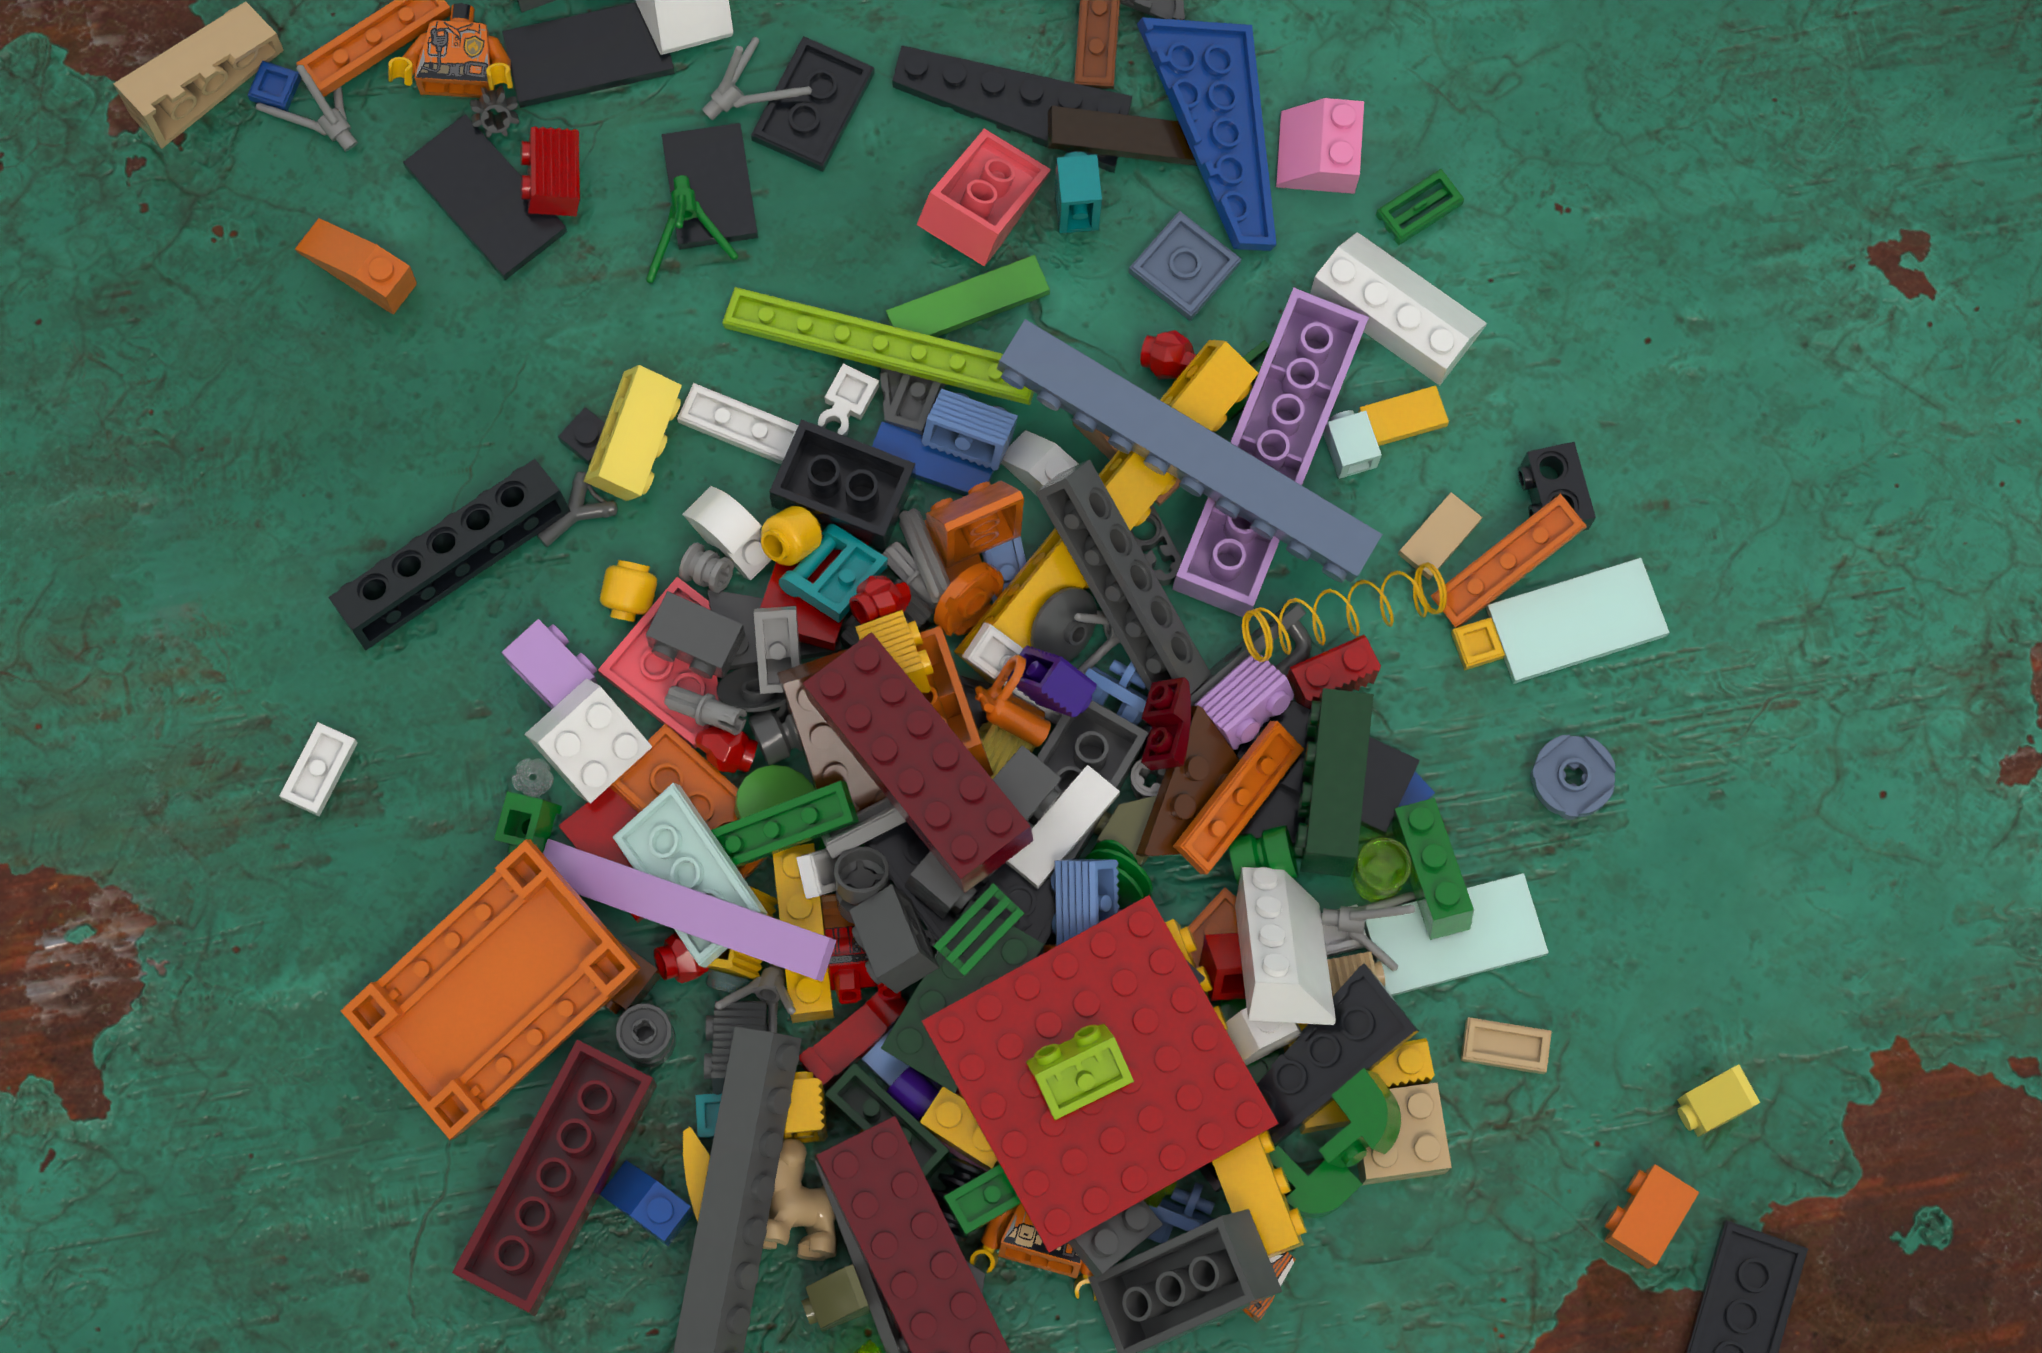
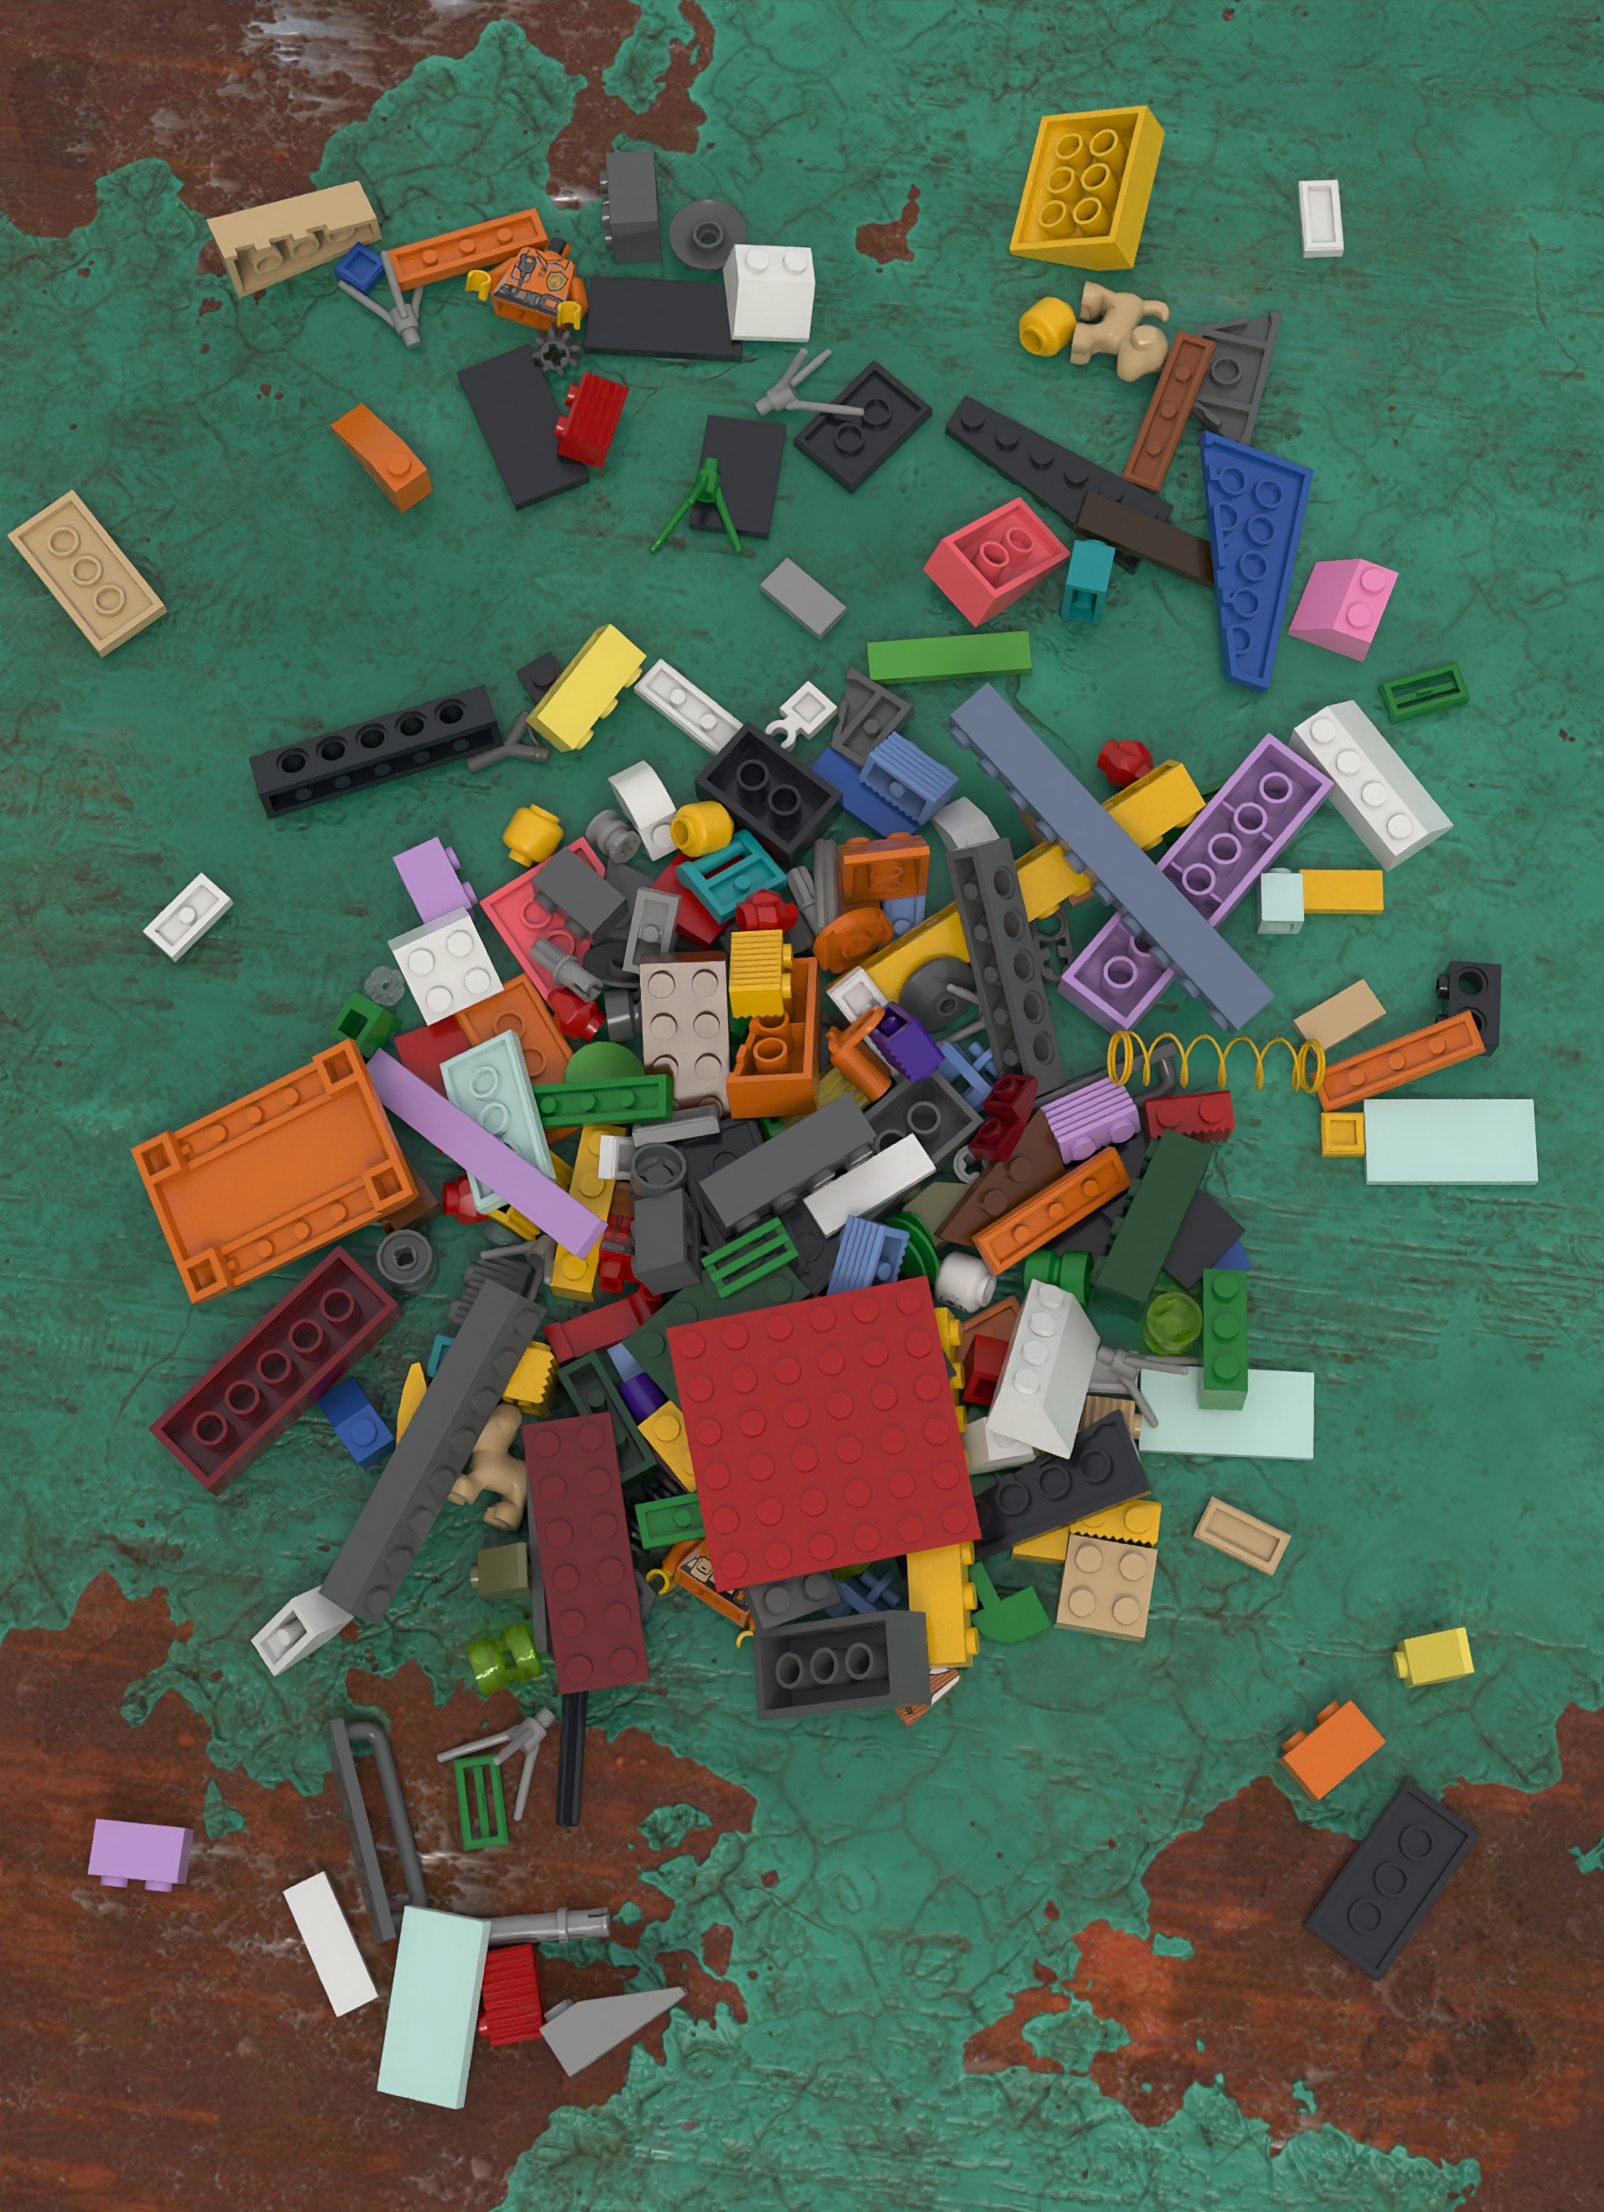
camera: 25 degrees right, 0 degrees up
(104, 463) = (87, 573): none -> tan plate
(810, 284) = (803, 598): none -> light grey tile
(870, 343) = (839, 668): lime tile -> none
(918, 762) = (740, 1077): dark red brick -> none
(1079, 1070) = (800, 1423): lime bracket -> none
(1177, 889) = (964, 1282): none -> white head
(1184, 265) = (1172, 683): sand blue tile -> none
(1373, 1119) = (1079, 1562): green brick -> none
(1569, 799) = (1385, 1315): sand blue plate -> none

